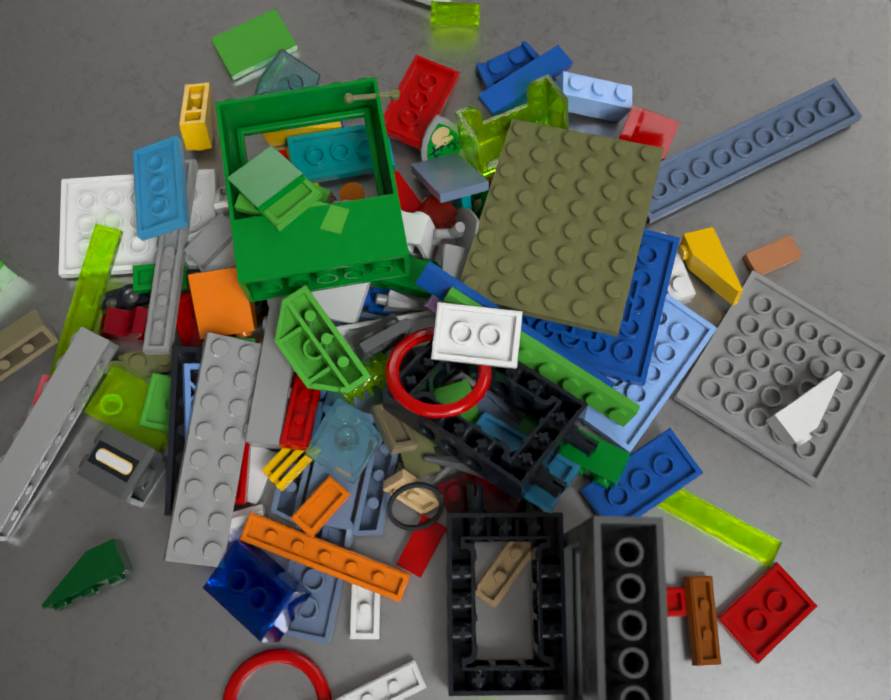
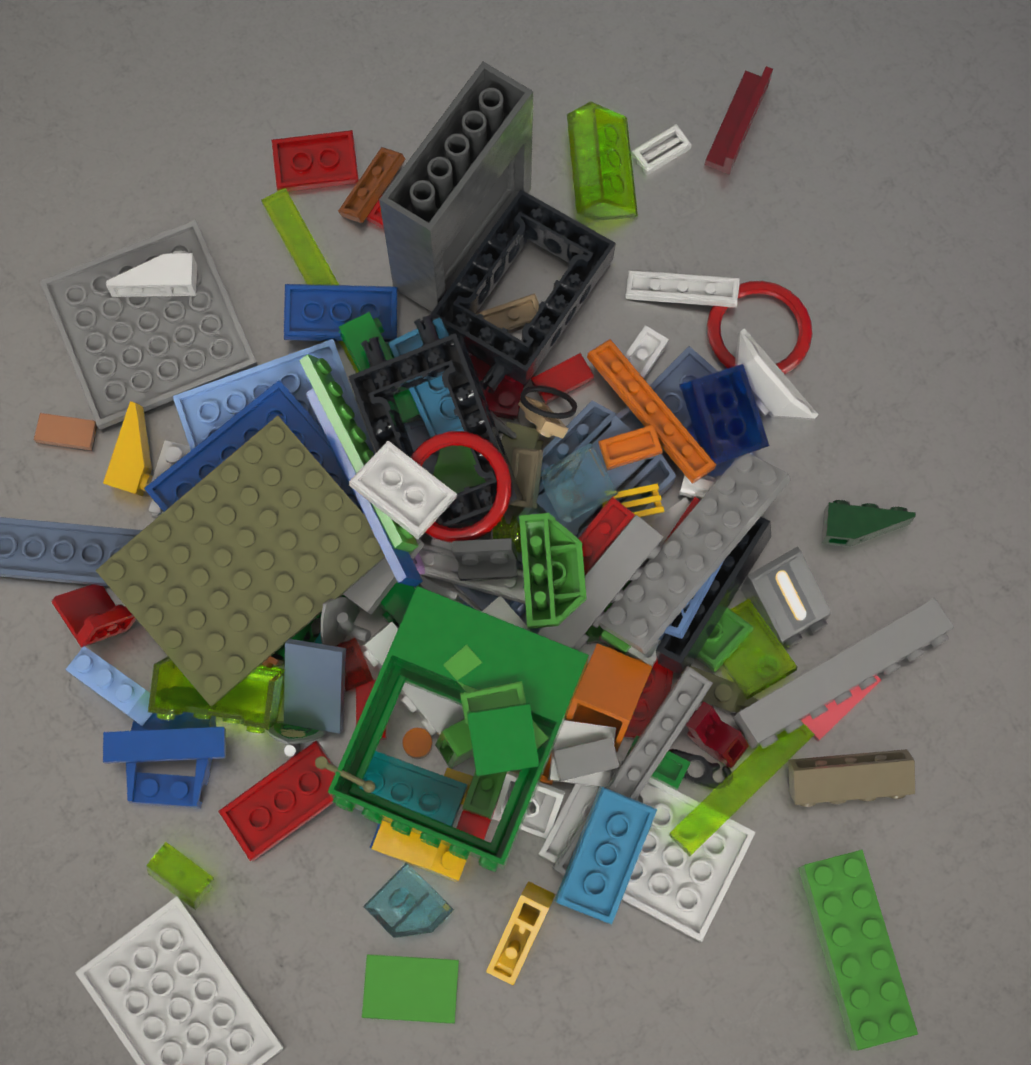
camera: 145 degrees left, 0 degrees up
(237, 651) = (768, 383): none -> white wedge

